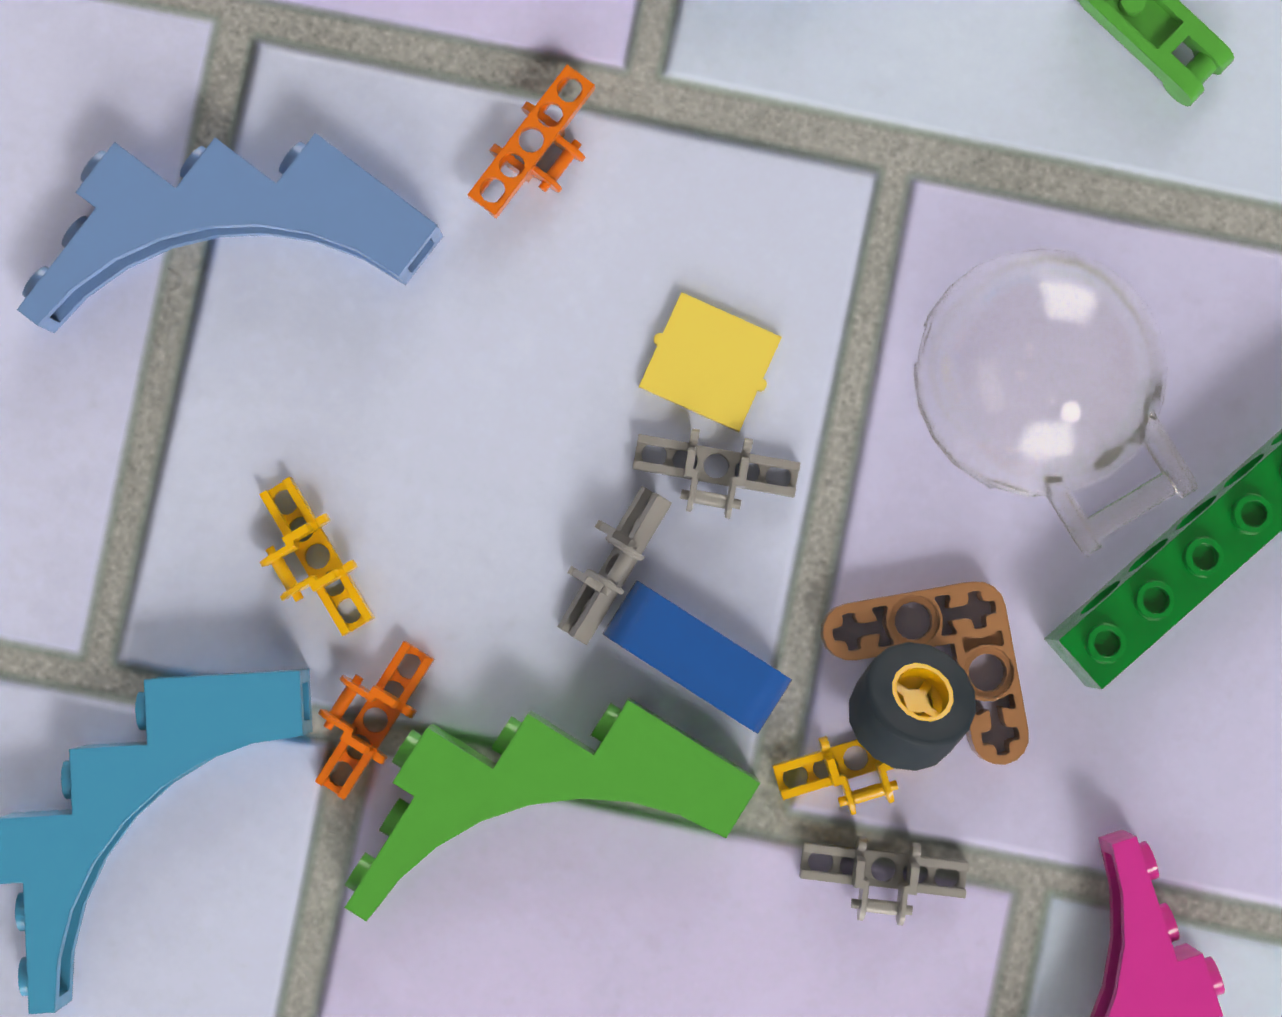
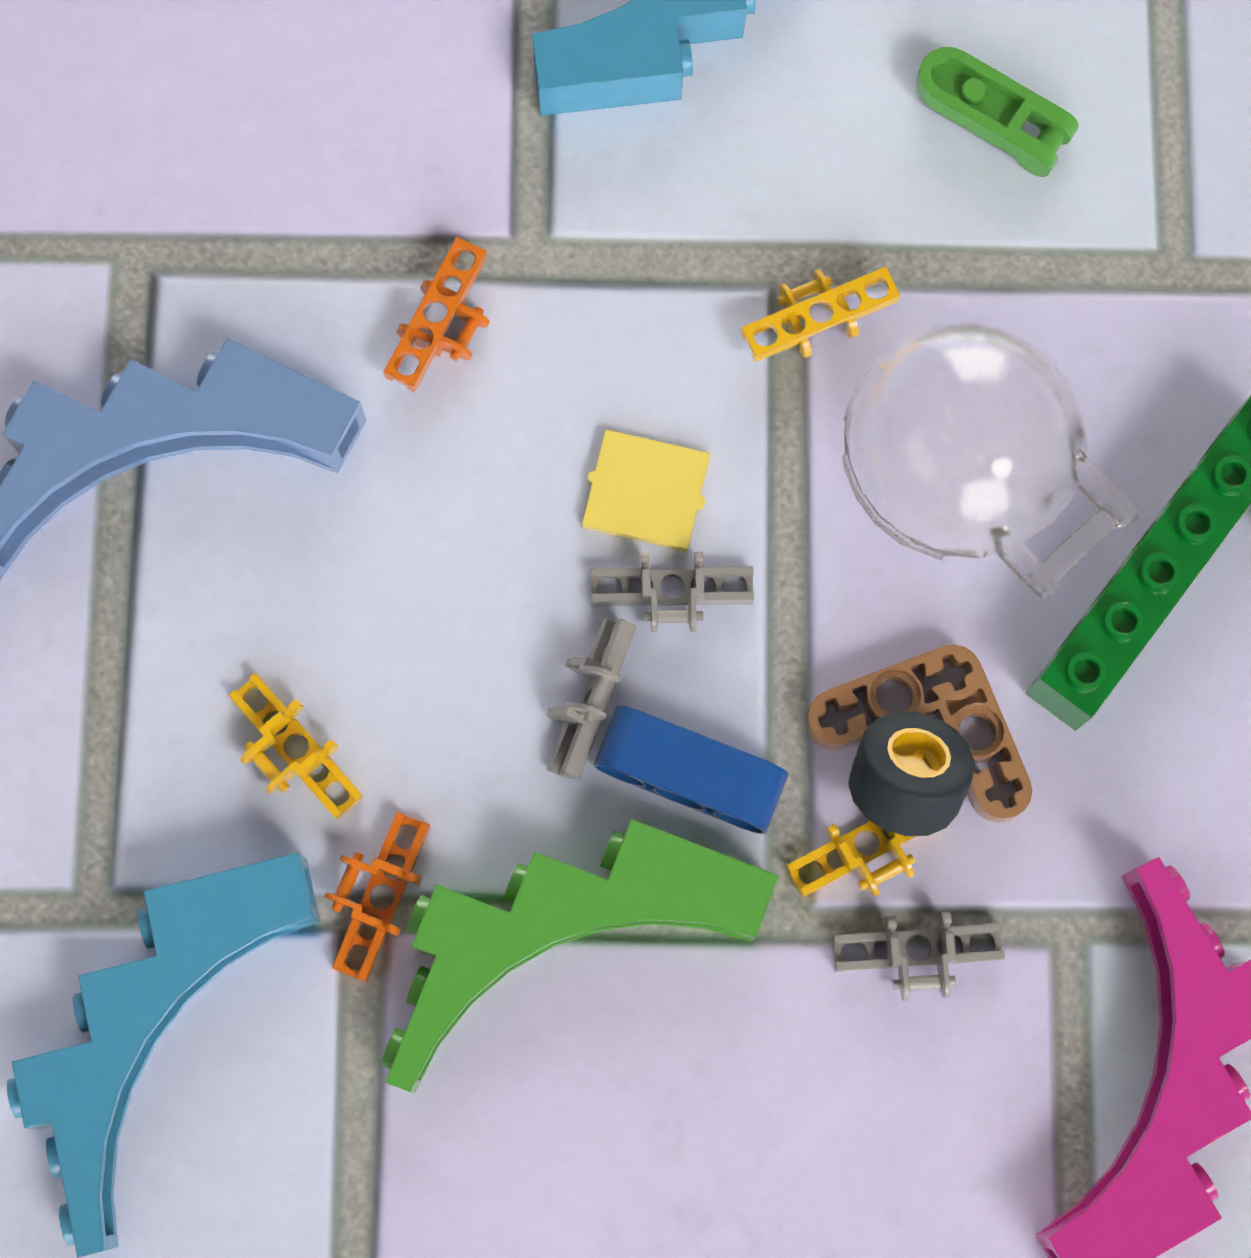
camera: 15 degrees left, 10 degrees down
(937, 199) = (832, 298): none -> yellow piece

